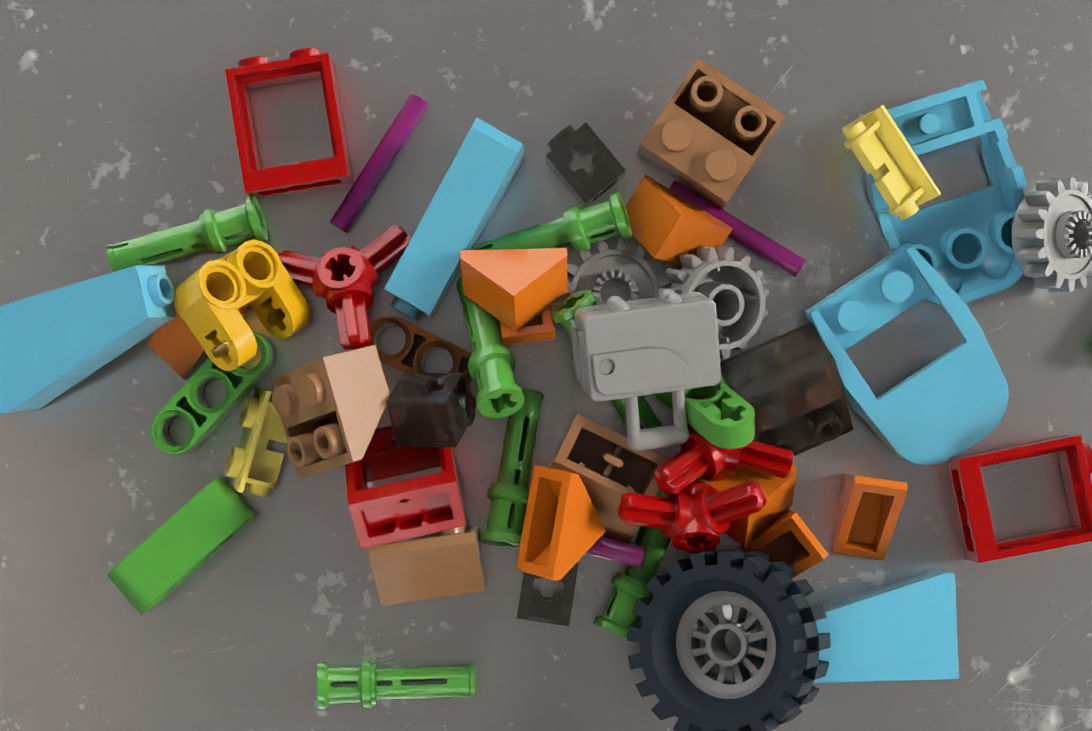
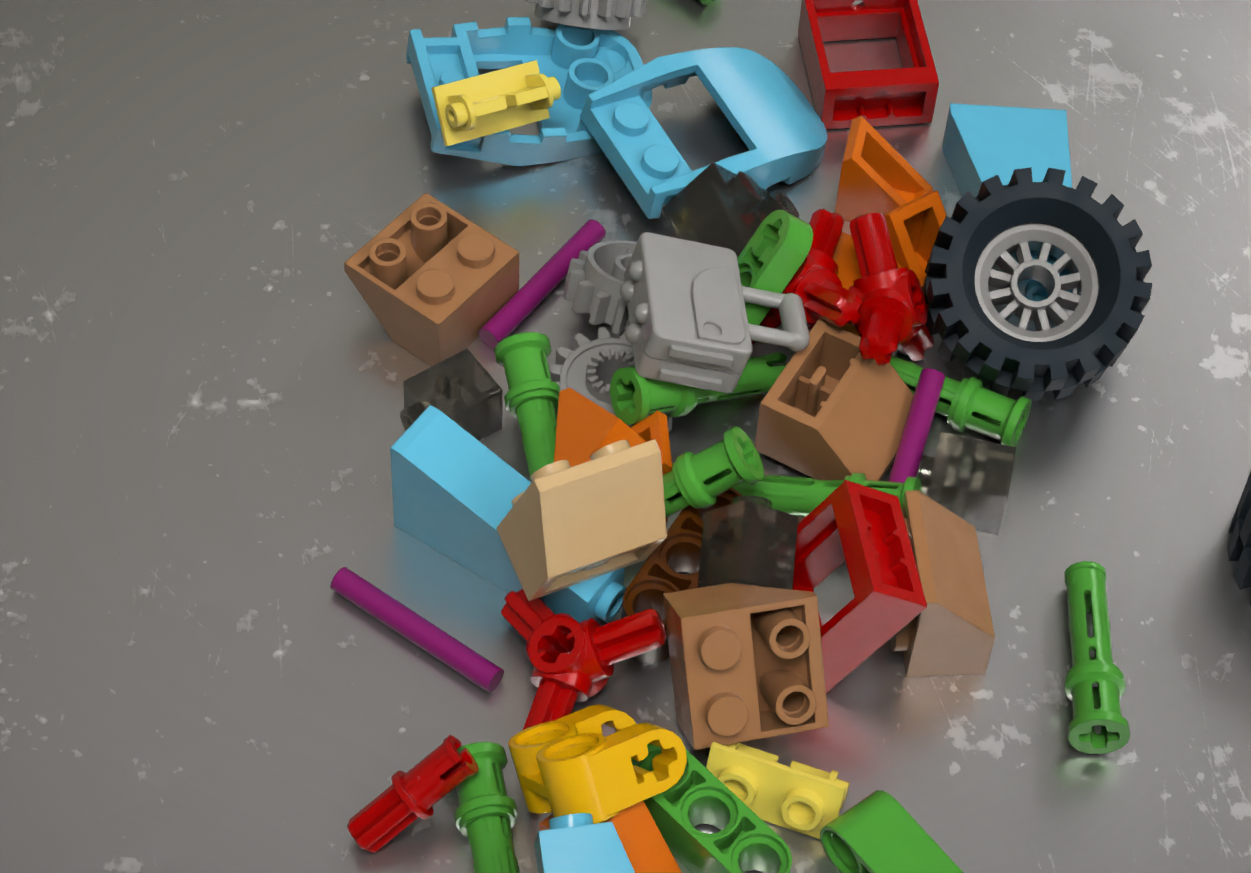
camera: 90 degrees left, 35 degrees down
(216, 177) = (412, 795): none -> red axle
(295, 177) = (348, 661): red window -> none
(421, 276) = (586, 518): none -> tan slope
(557, 524) = (893, 433): orange slope -> none
(671, 224) = (537, 310): orange slope -> none

